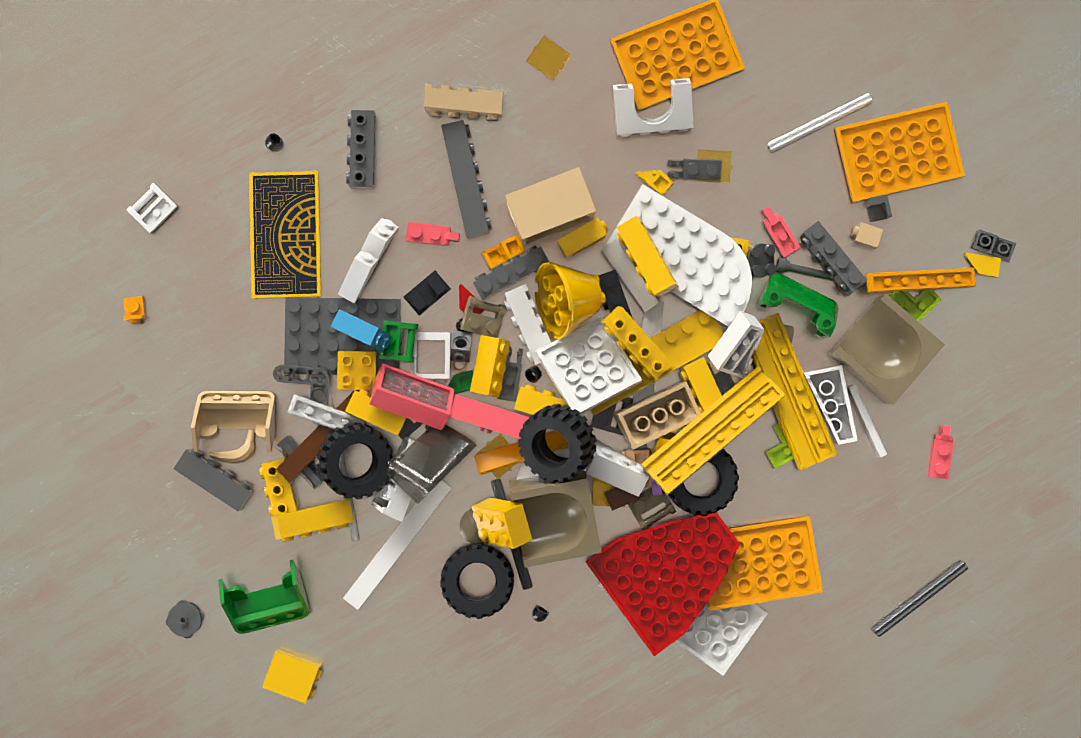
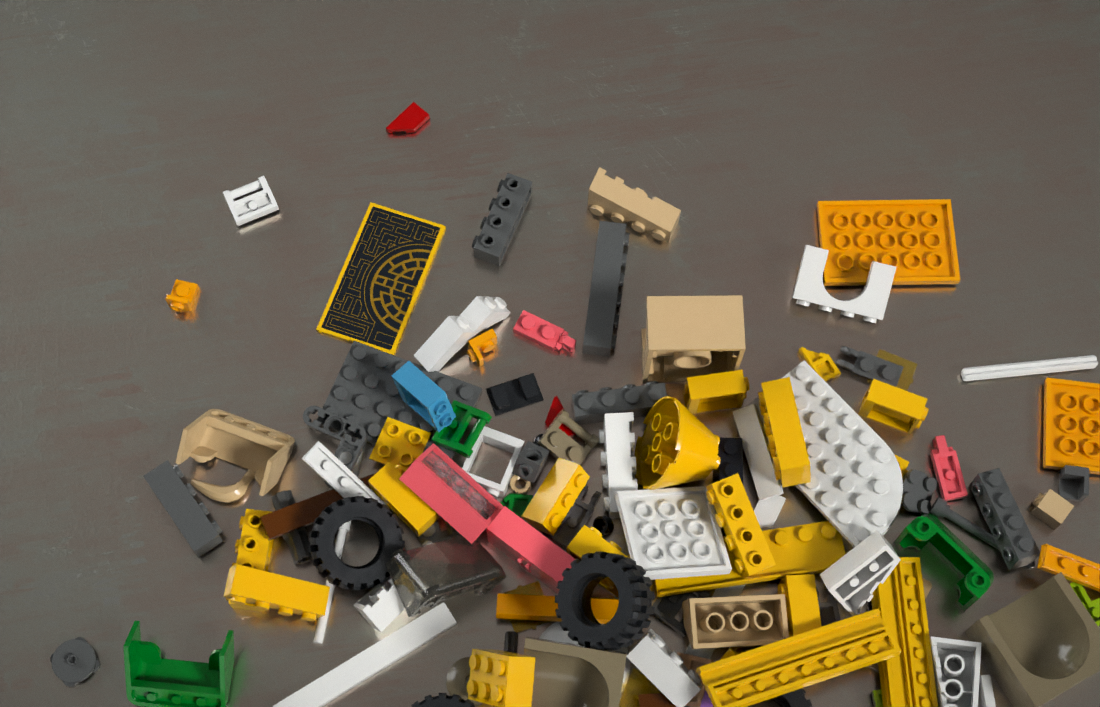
camera: 20 degrees right, 20 degrees down
(250, 87) = (409, 120): none -> red tile
(273, 141) = (409, 179): black hinge -> none
(387, 262) = (483, 342): none -> light orange bracket
(503, 252) = (617, 377): light orange slope -> none
(548, 57) = (742, 200): clear yellow piece -> none
(723, 199) = (893, 407): none -> yellow window

